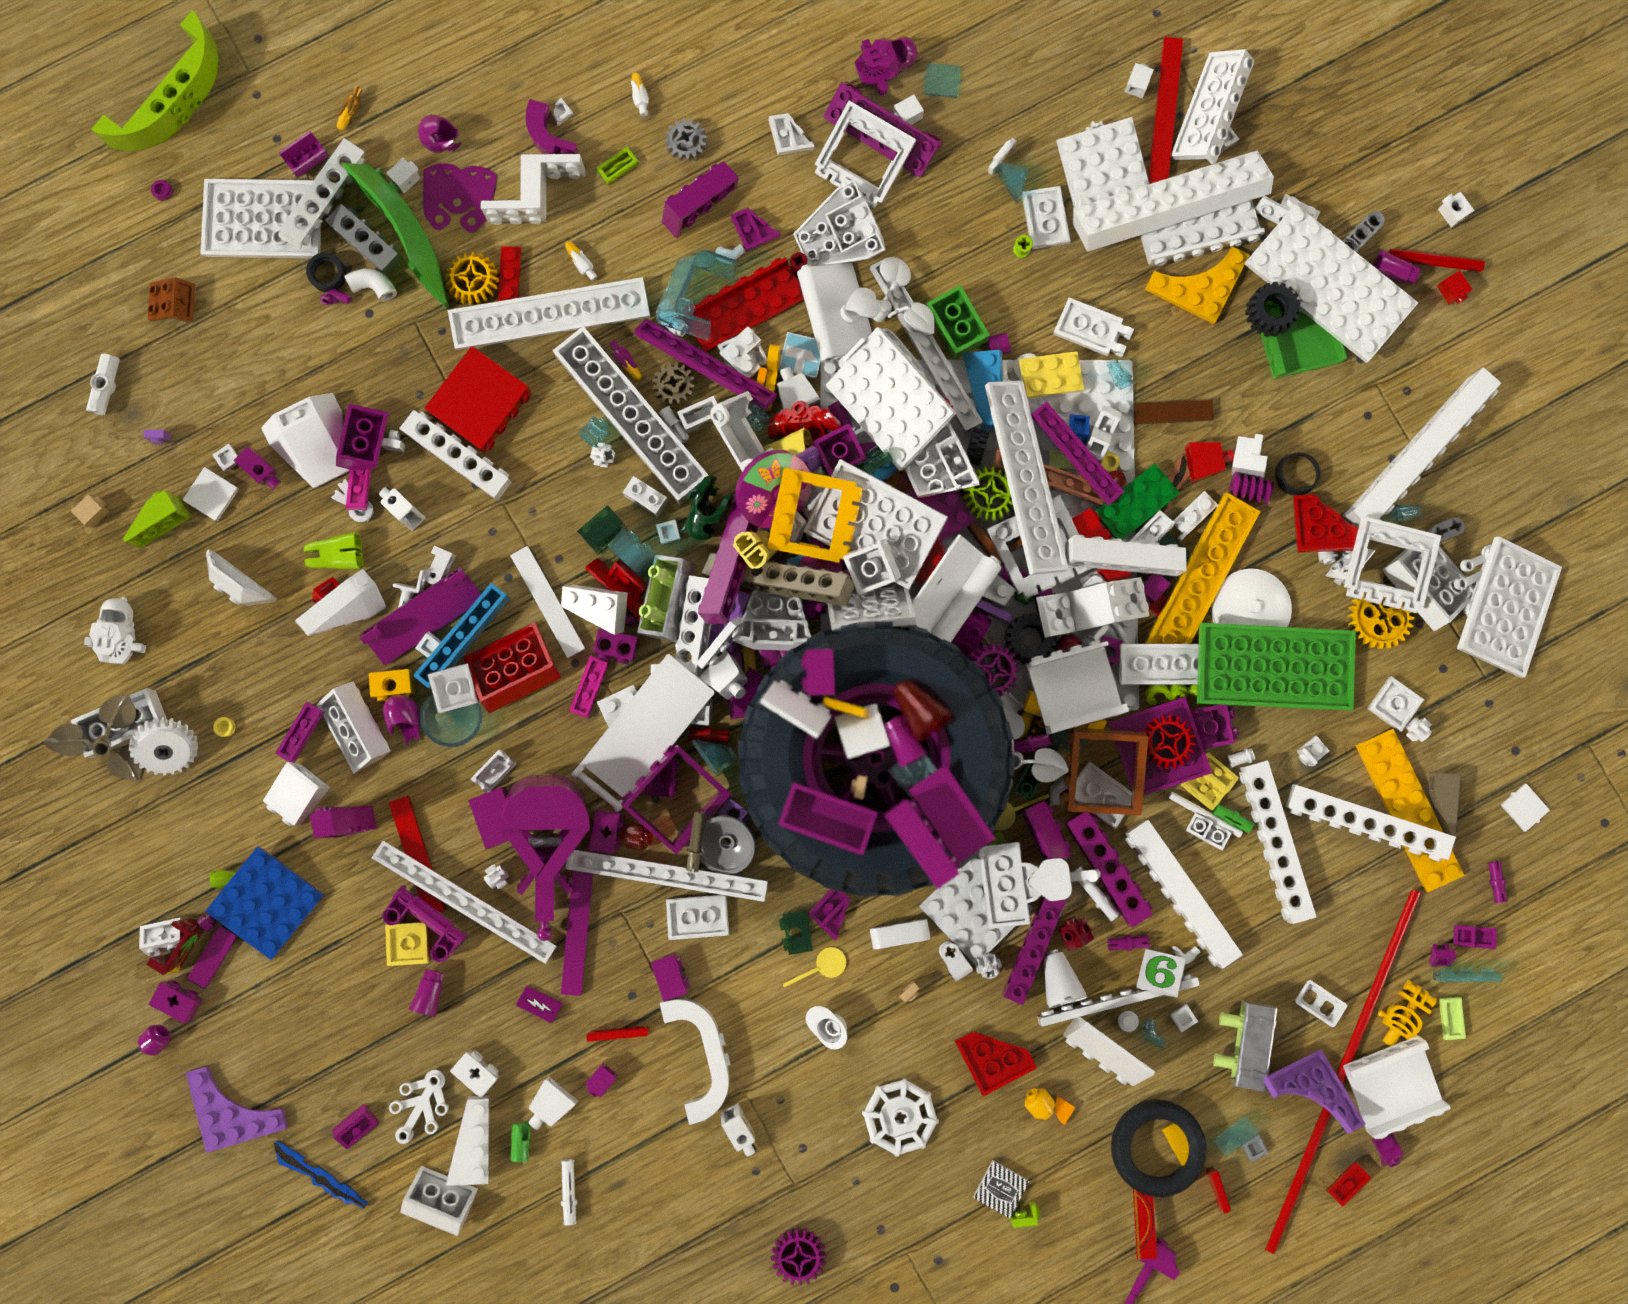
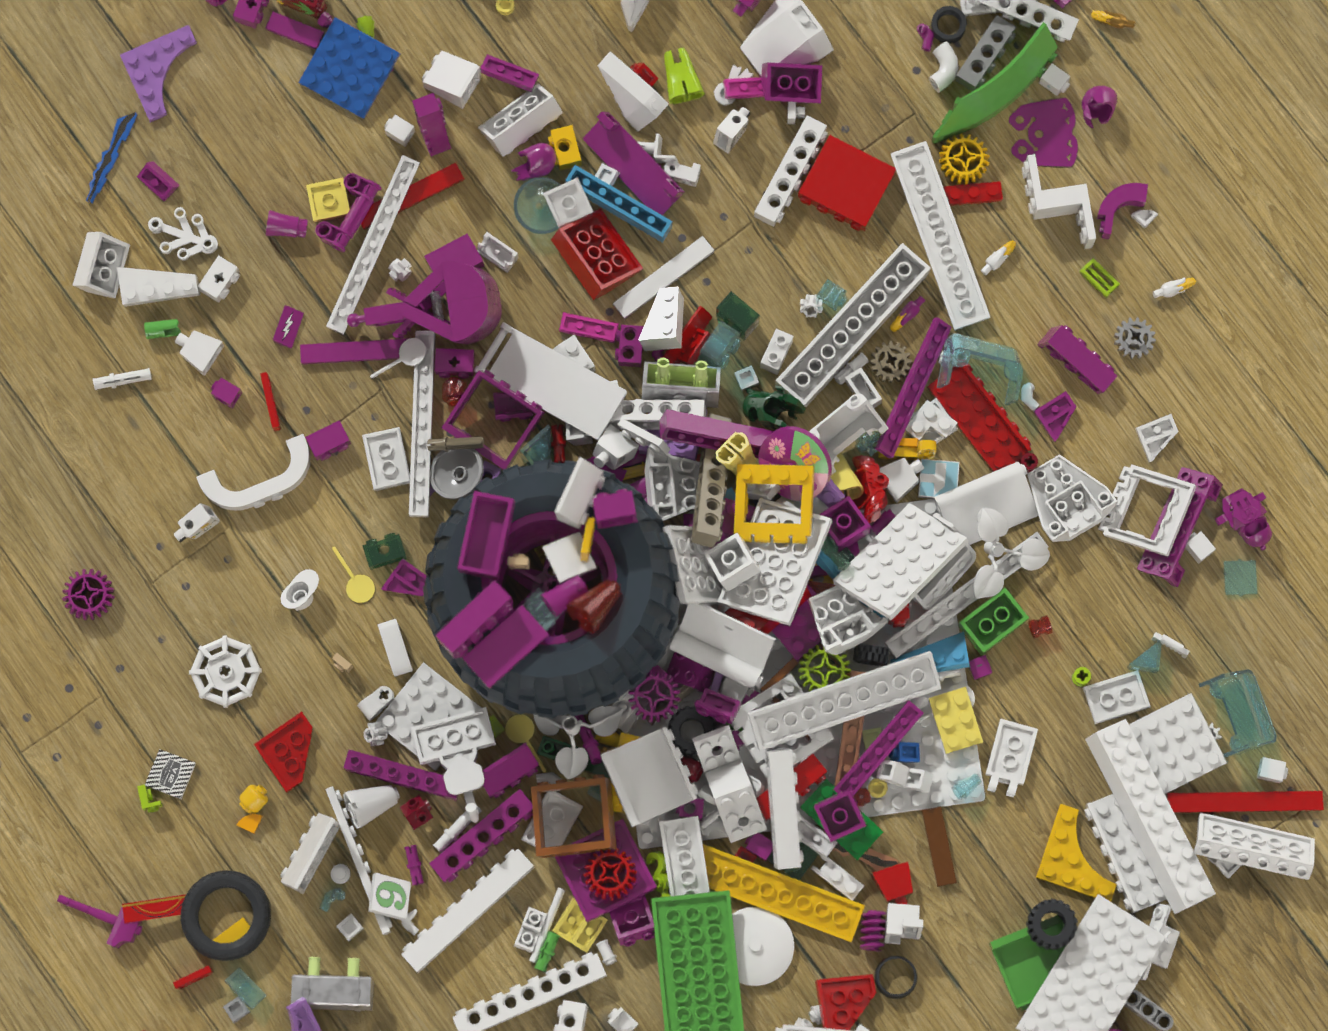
camera: 85 degrees right, 5 degrees down
(343, 857) = (399, 130): none -> white brick
(588, 876) = (411, 353): none -> white piece
(967, 278) = (1040, 627): none -> clear red wheel
(1013, 606) = (717, 706): none -> magenta bracket
(1081, 95) = (1245, 710): none -> clear light blue windscreen
(1139, 500) = (840, 815): none -> magenta brick

